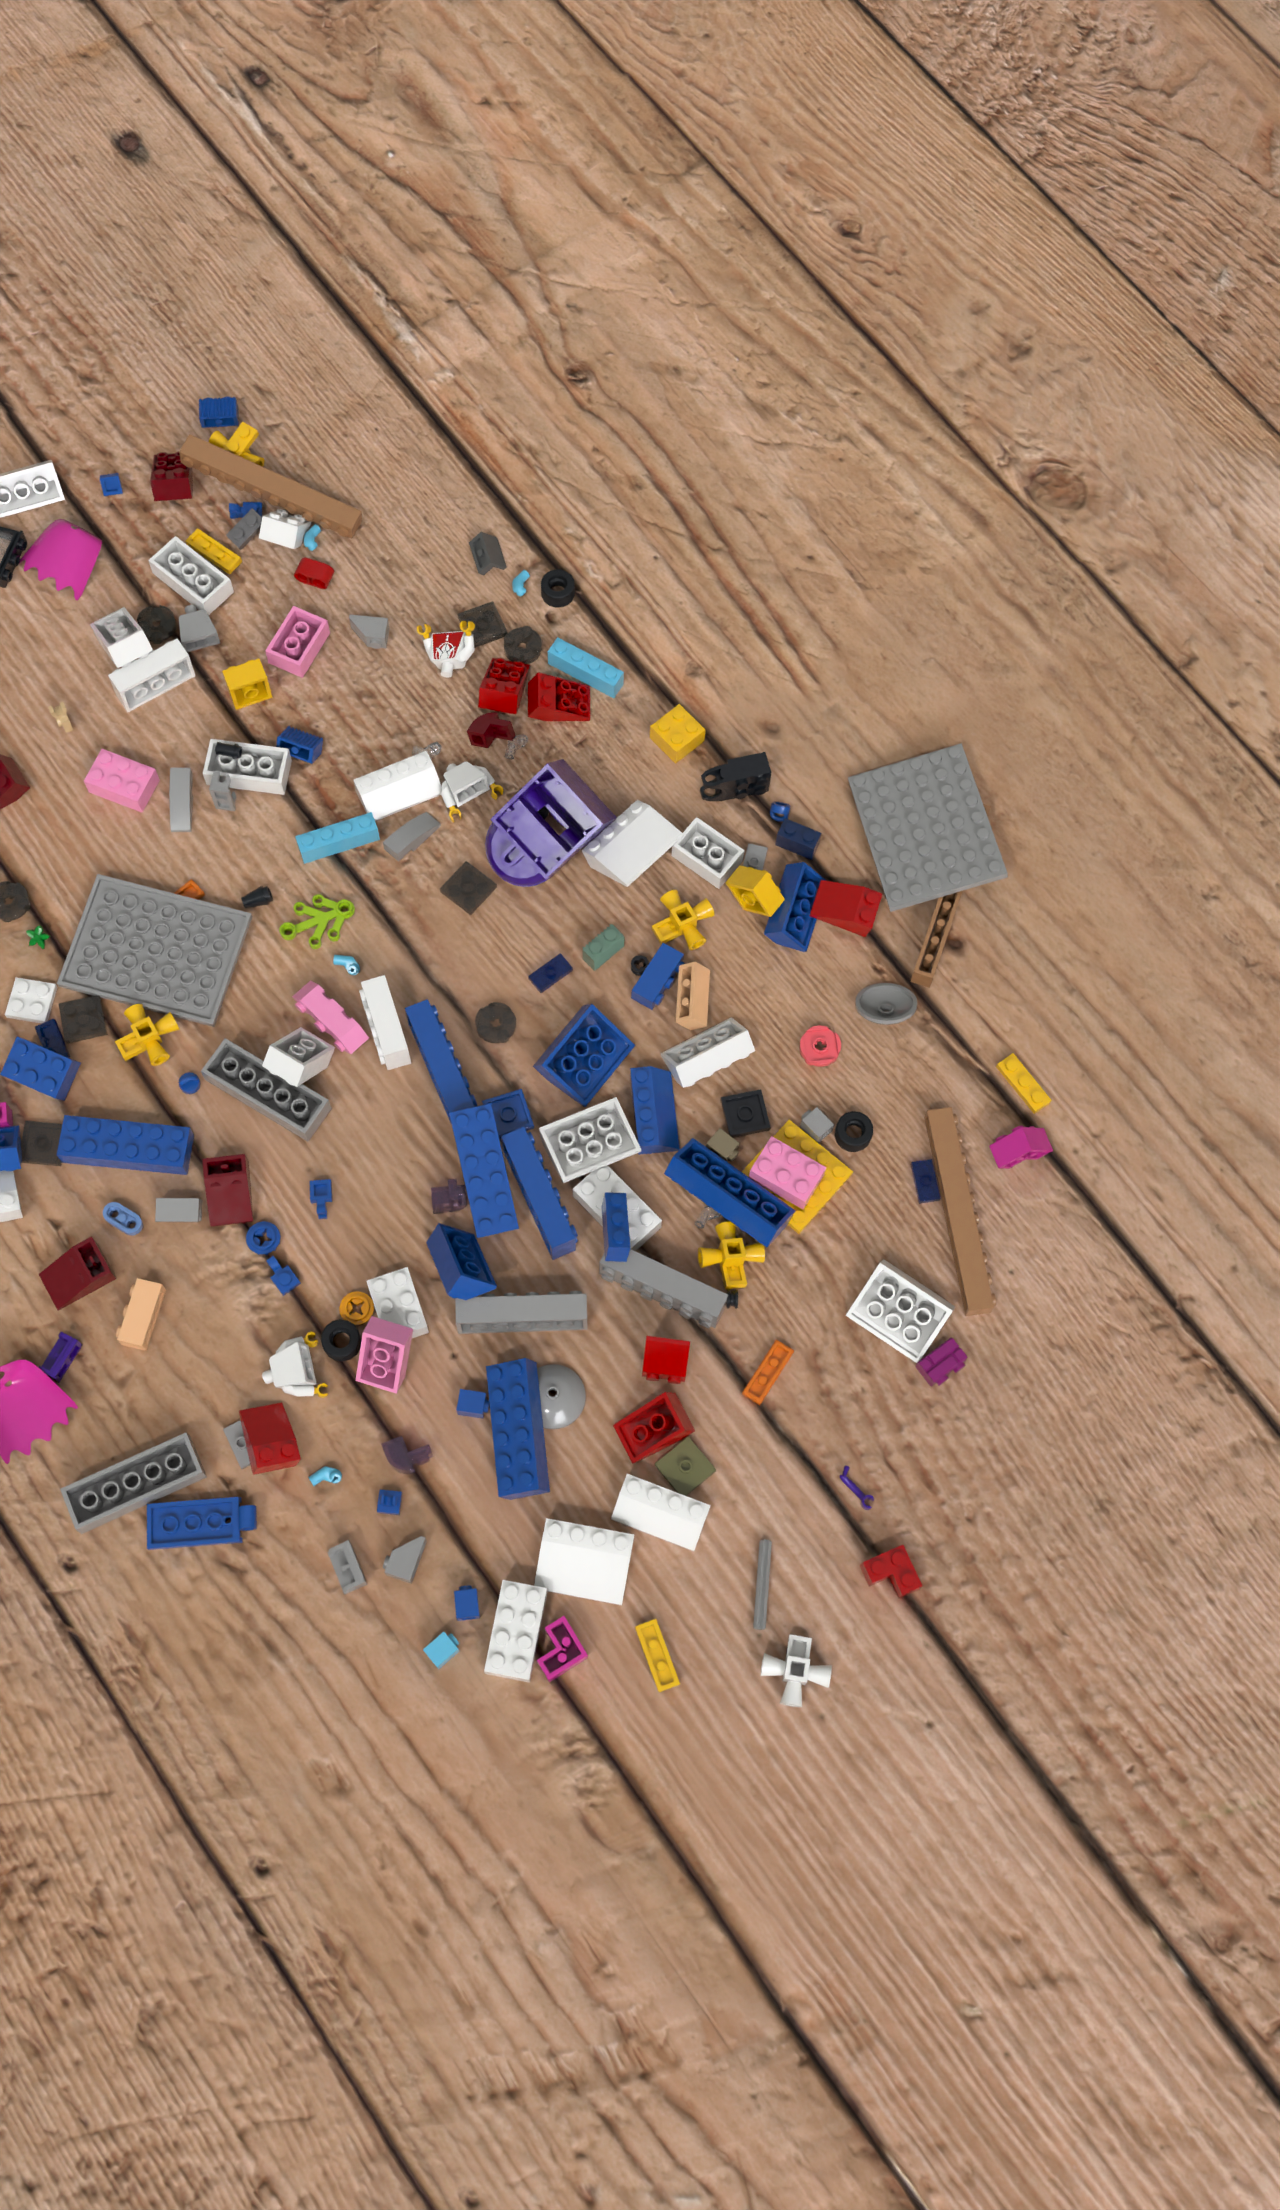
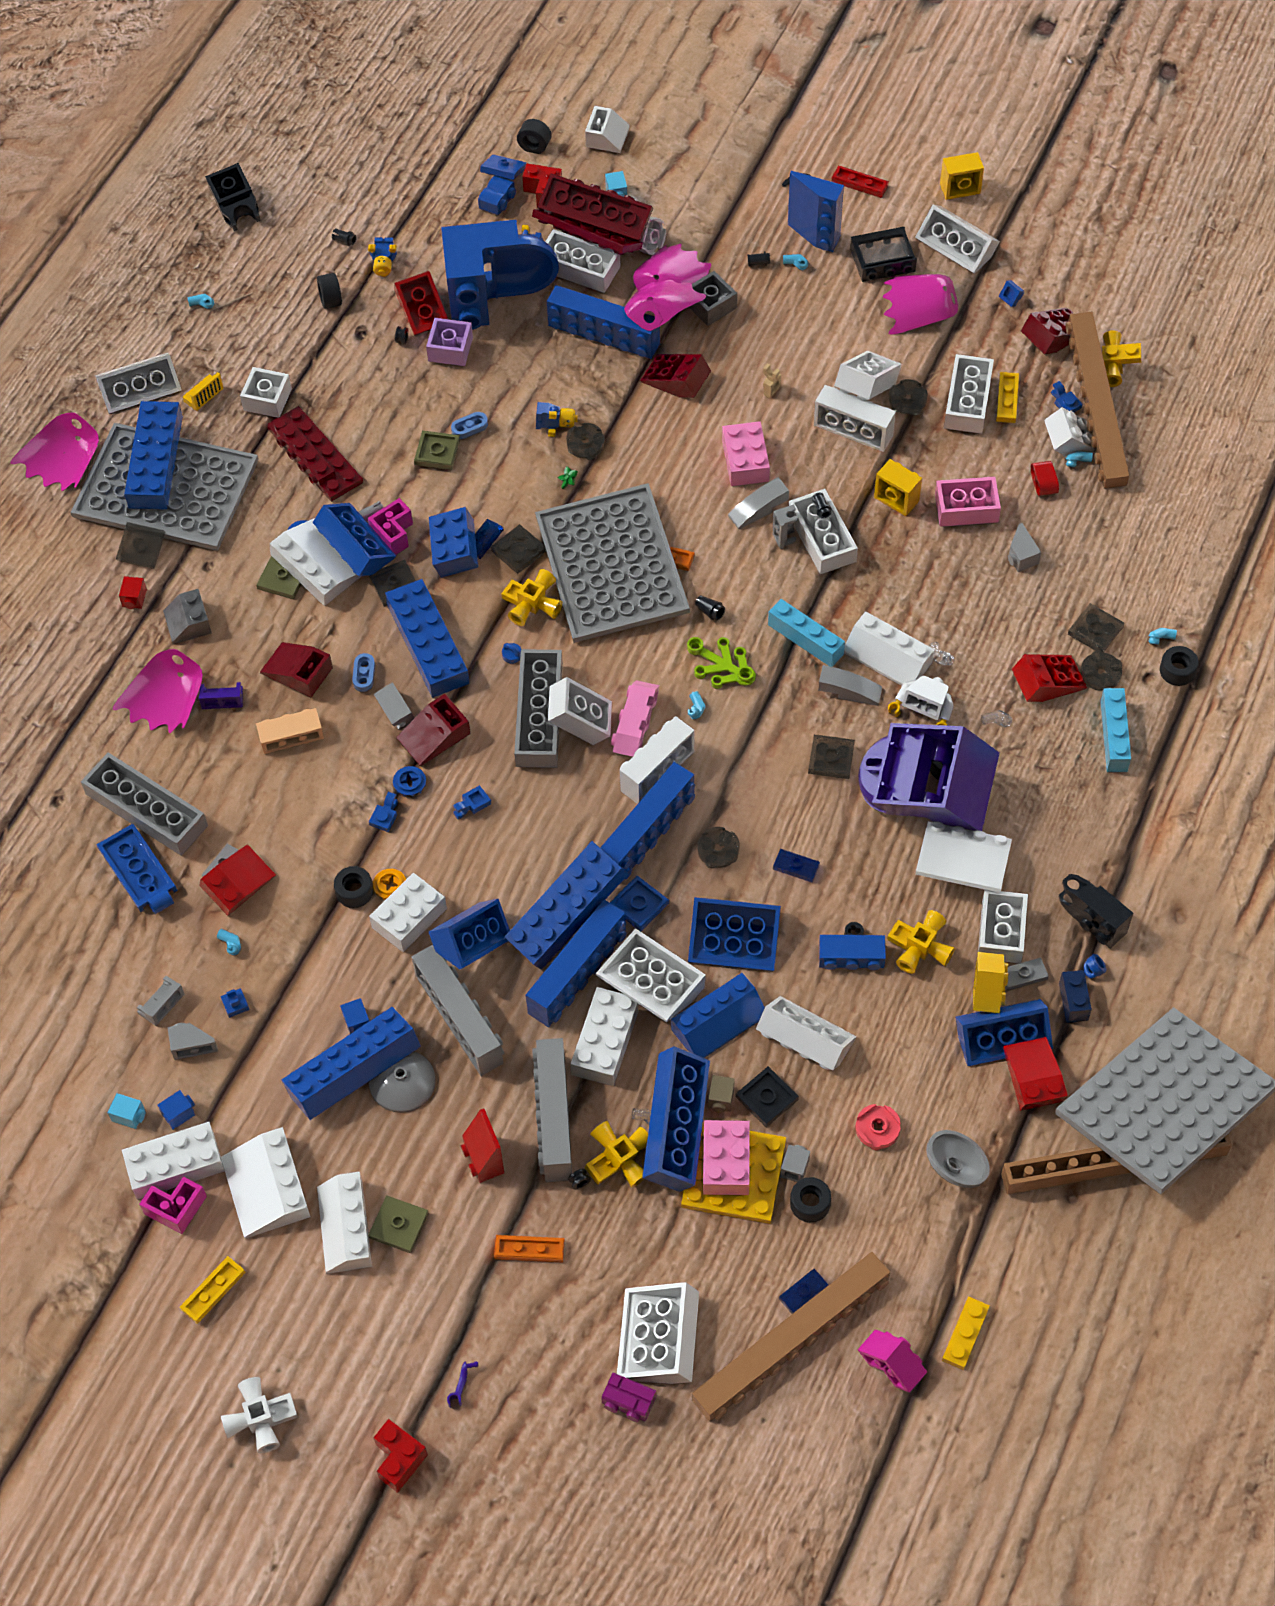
camera: 65 degrees right, 10 degrees down
(31, 1000) = (511, 505): white plate -> none
(197, 629) = (923, 426): light grey torso -> none
(218, 412) = (1142, 326): blue brick -> none
(245, 529) = (1044, 406): flat silver plate -> none
(293, 1368) = (306, 863): white torso -> none
(300, 744) = (872, 557): blue brick -> none
(384, 1354) = (353, 919): bright pink brick -> none
(401, 1459) = (277, 988): clear purple brick -> none
(448, 1198) = (526, 893): clear purple brick -> none
(449, 649) = (1048, 613): torso -> none
(487, 553) = (1171, 594): dark grey panel -> none
(487, 728) = (995, 686): dark red brick -> none
(557, 699) = (1068, 727): red slope -> none
(603, 947) = (848, 891): sand green brick -> none
(615, 1227) = (574, 1032): blue brick -> none
(654, 1427) = (420, 1176): red slope -> none
(677, 733) = (1106, 838): yellow brick -> none
(692, 996) = (850, 989): light nougat brick -> none
(762, 1584) = (325, 1347): light grey axle -> none

